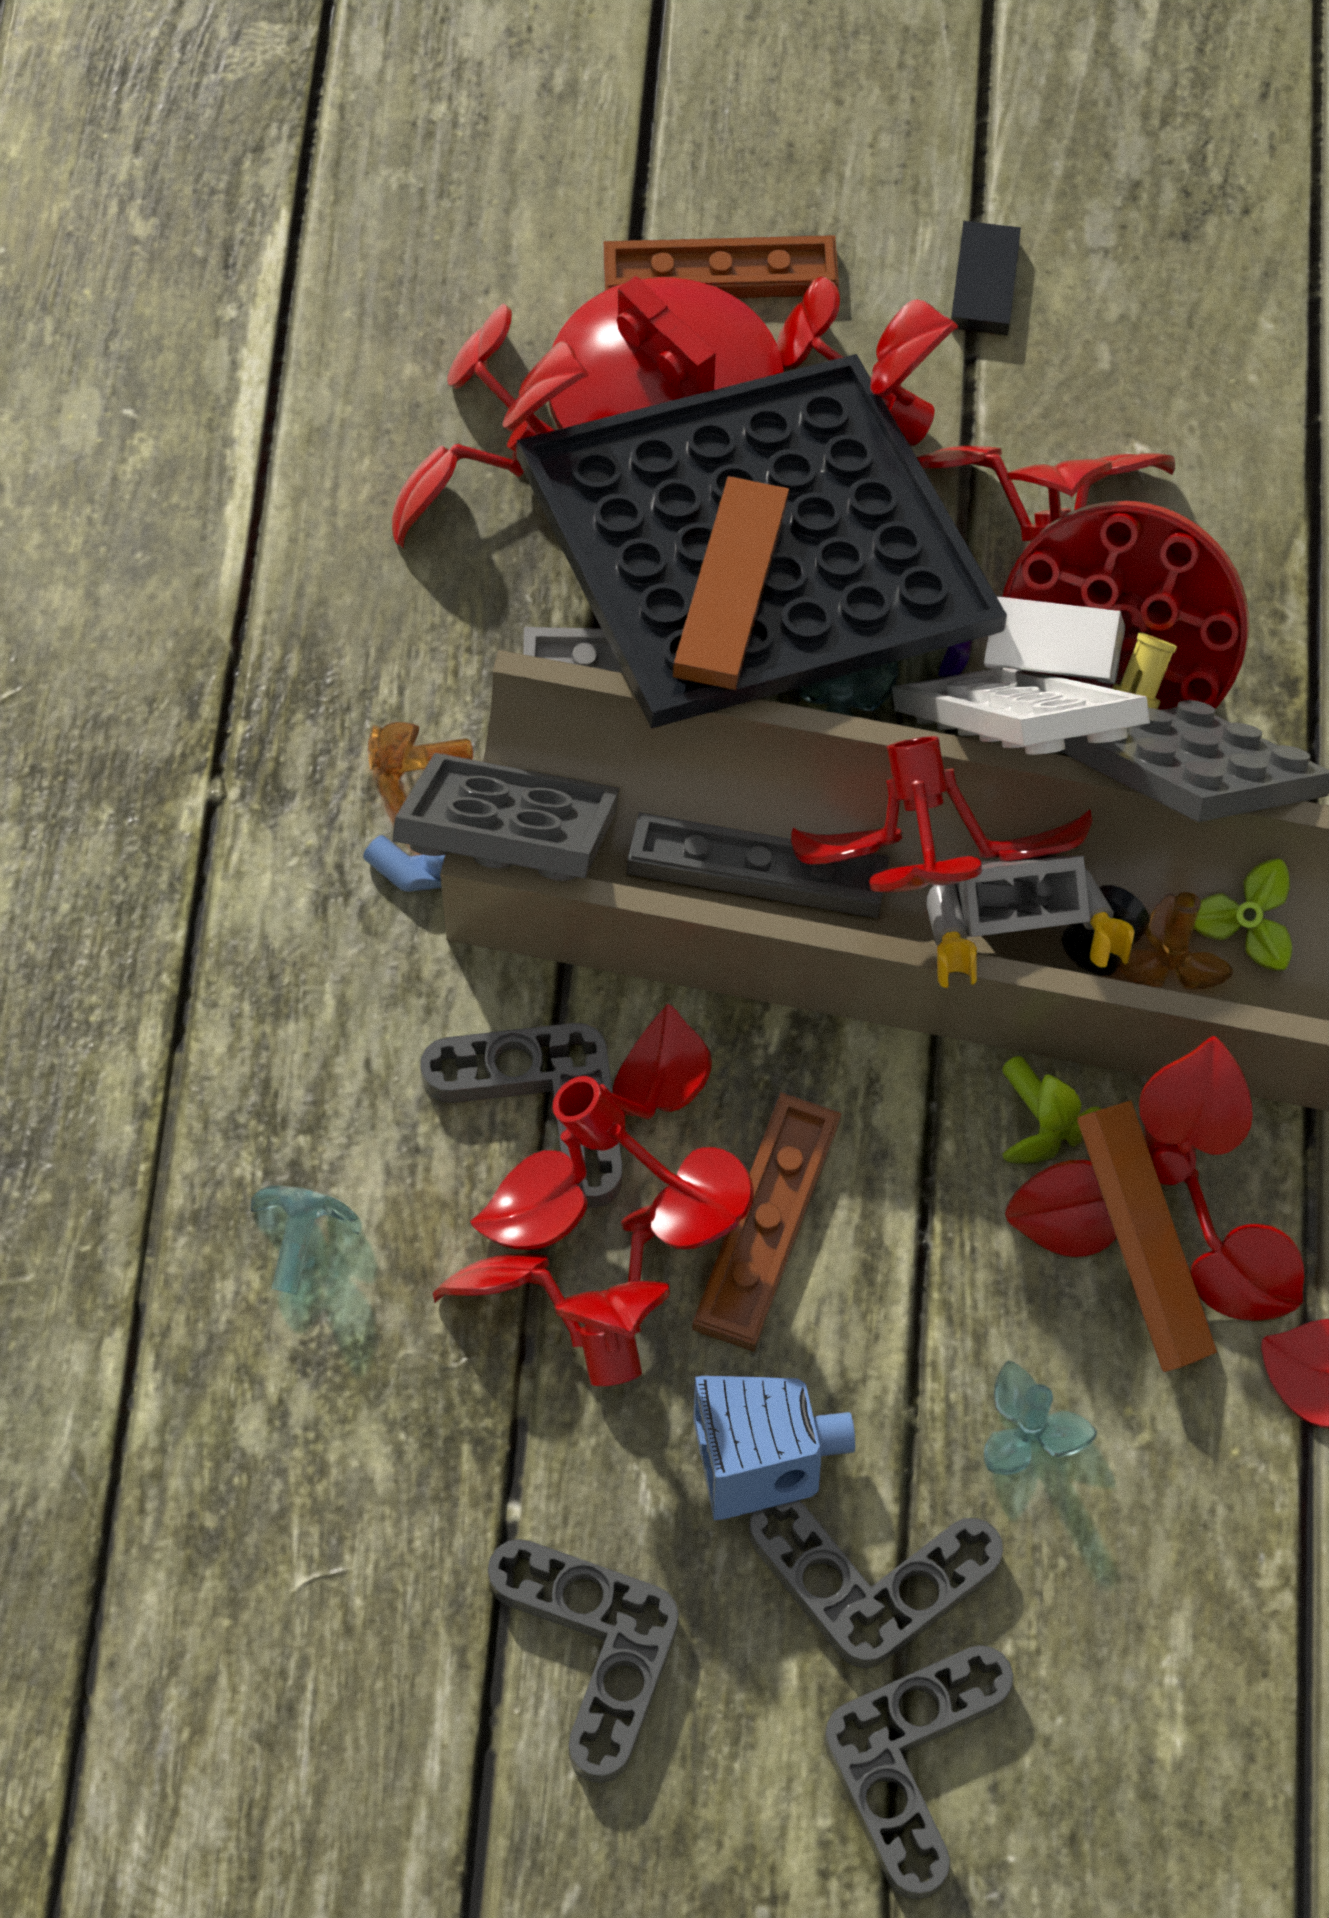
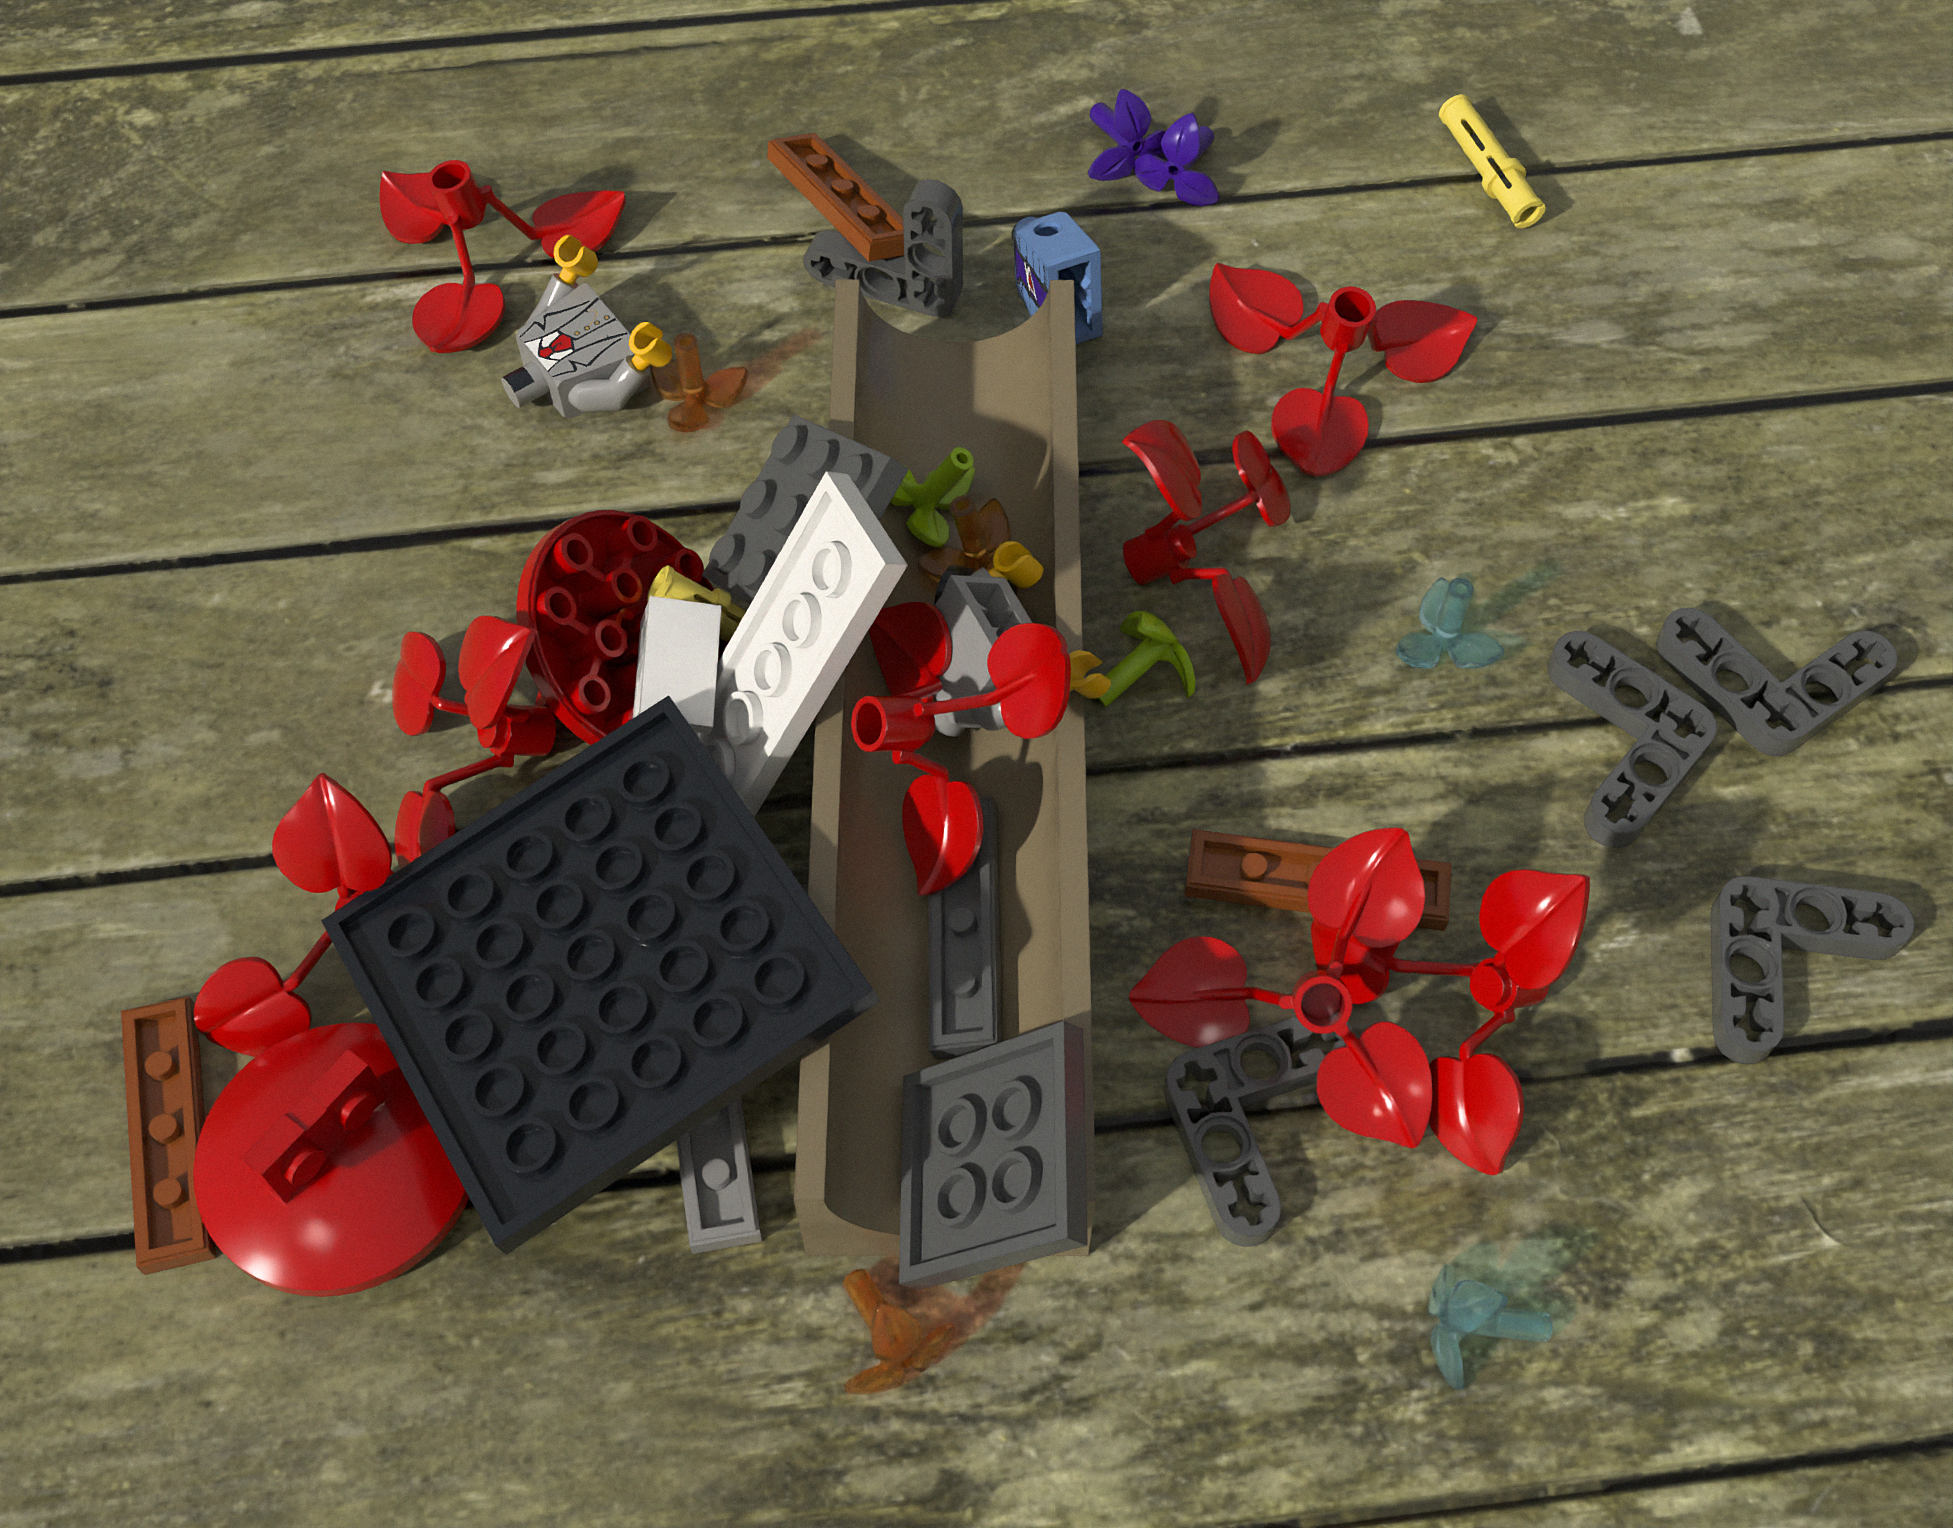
camera: 100 degrees left, 5 degrees down
(404, 871) = (1023, 1309): medium blue arm -> none
(548, 378) = (424, 1224): red plant -> none
(731, 583) = (682, 950): dark orange tile -> none
(762, 1441) = (1562, 819): medium blue torso -> none
(985, 277) = (171, 854): black tile -> none
(1147, 1236) = (1259, 546): dark orange tile -> none

